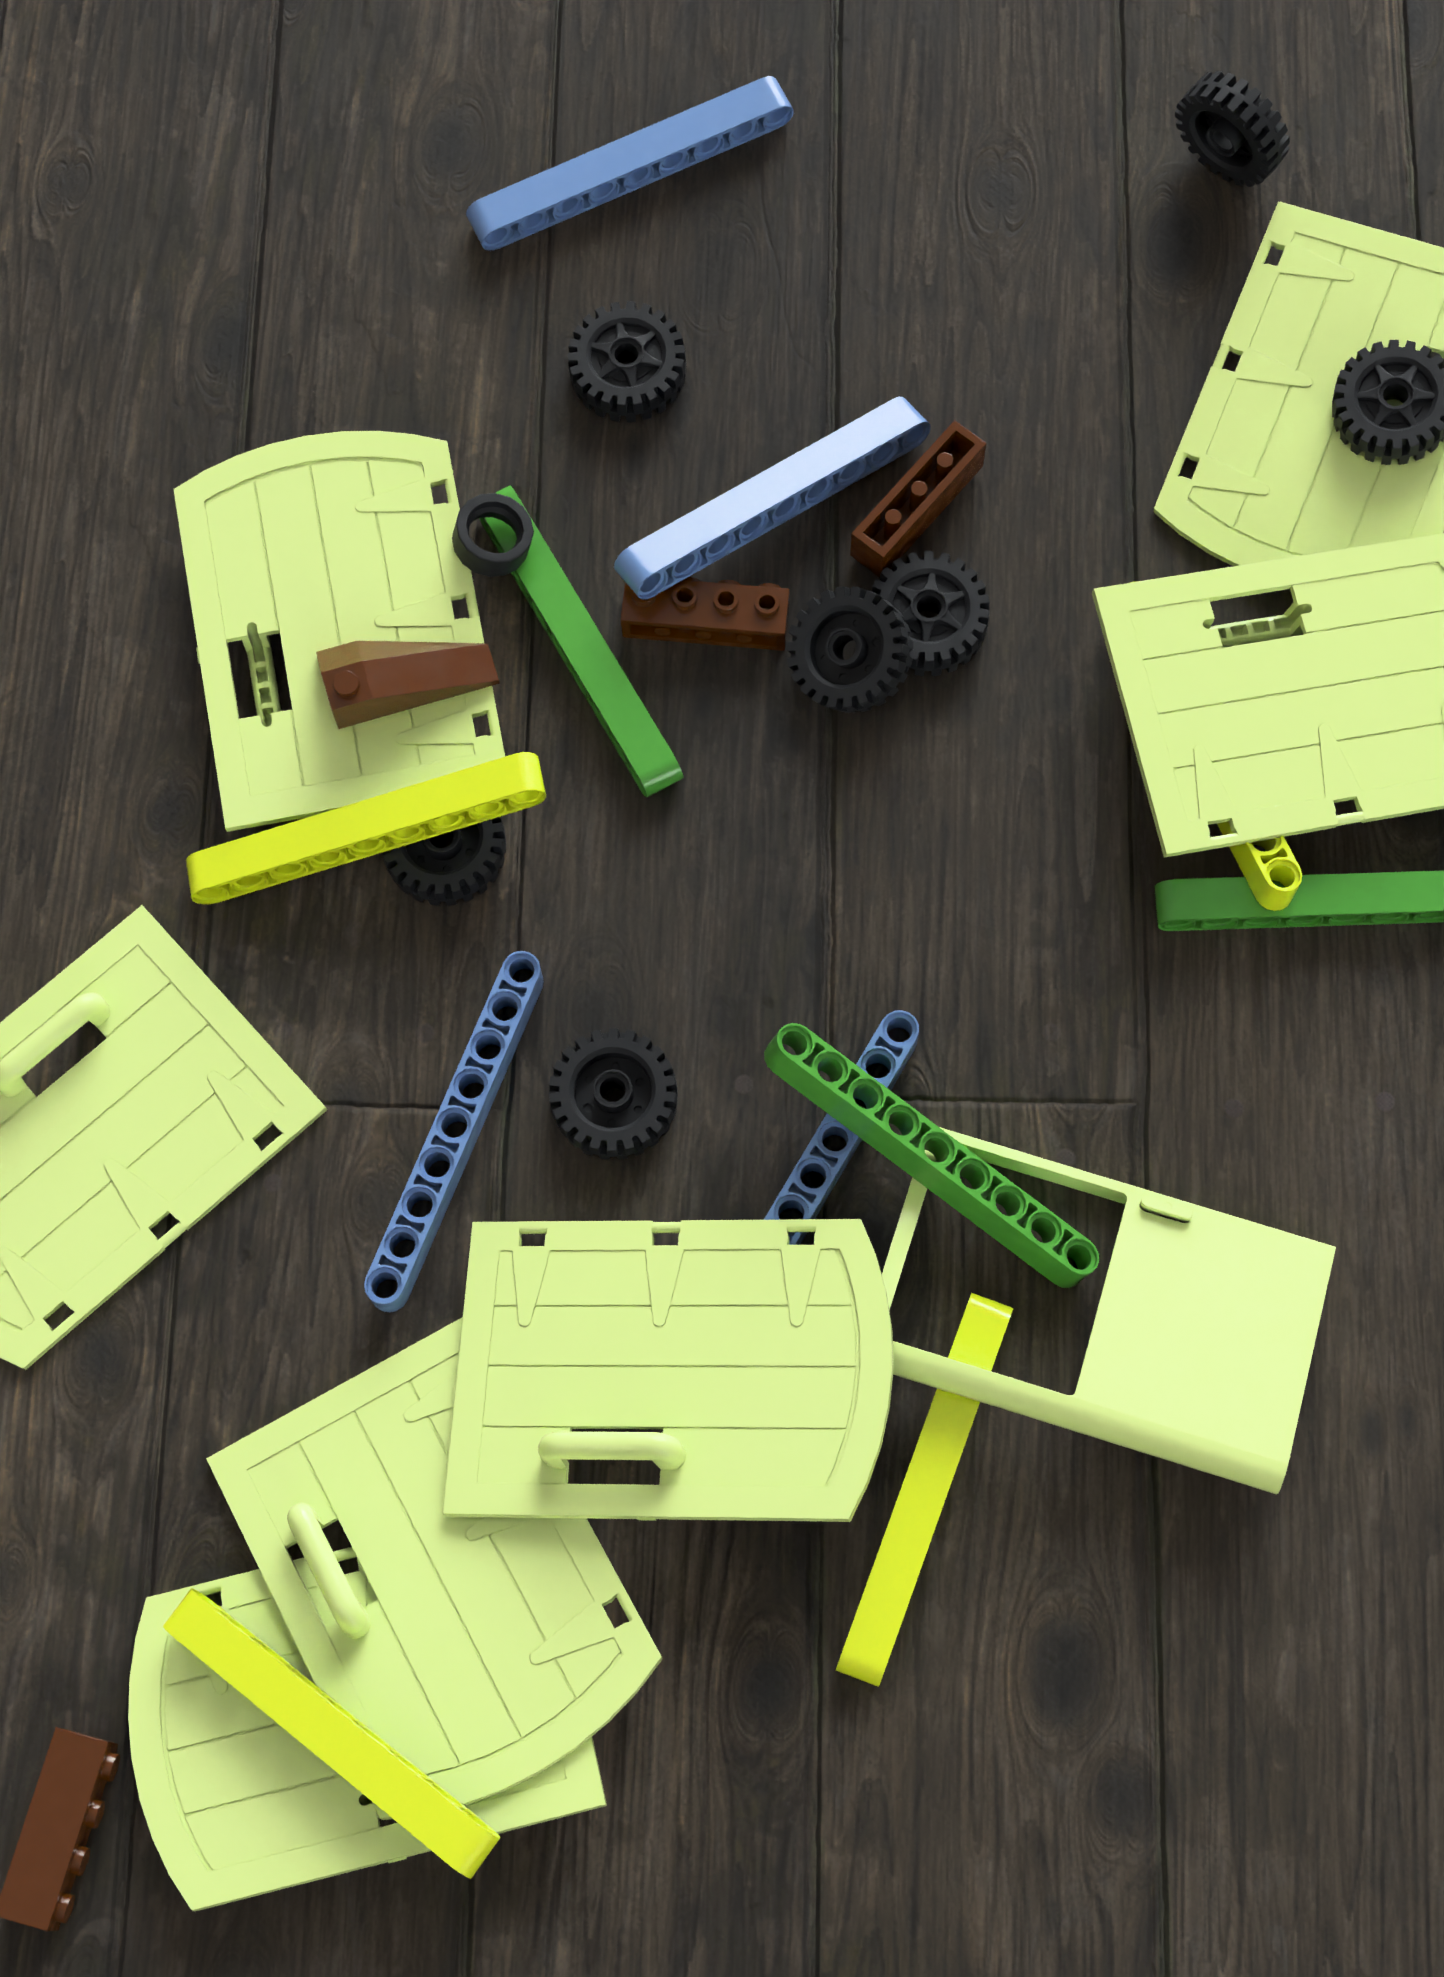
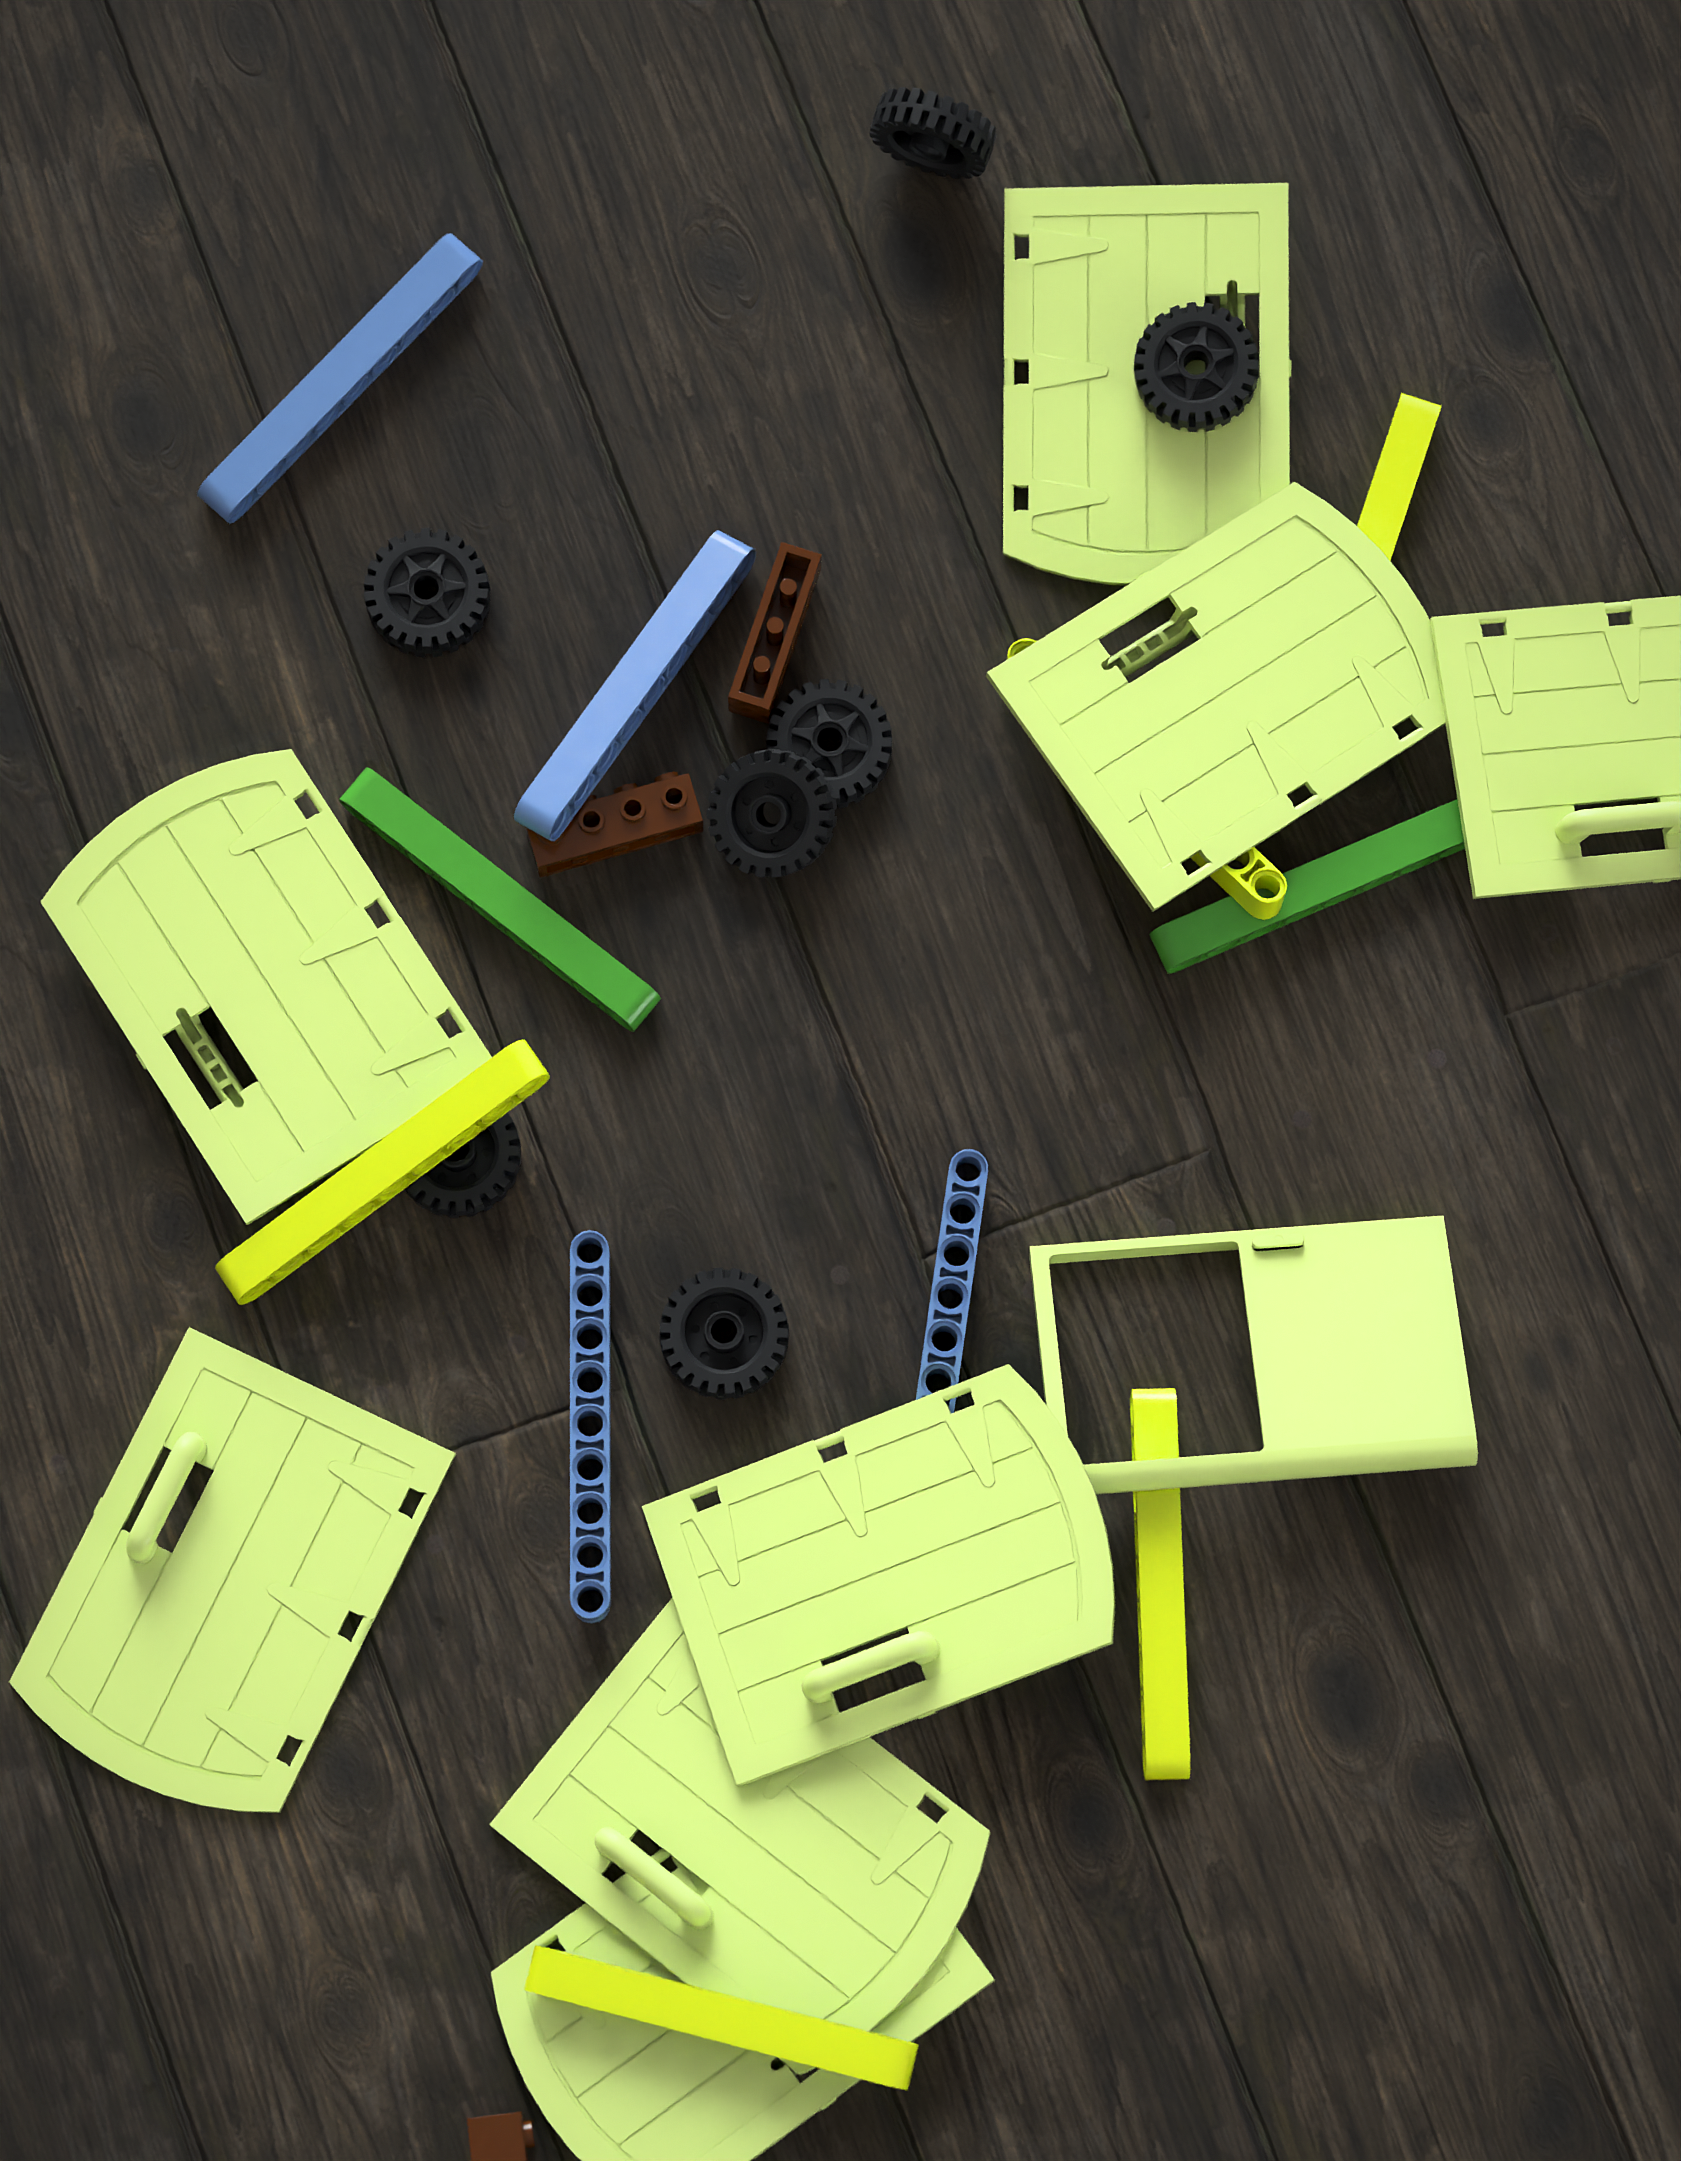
camera: 30 degrees left, 5 degrees up
(392, 676) = (342, 1011): reddish brown wedge -> none
(497, 507) = (390, 801): black tyre -> none
(952, 1157) = (1027, 1285): bright green beam -> none

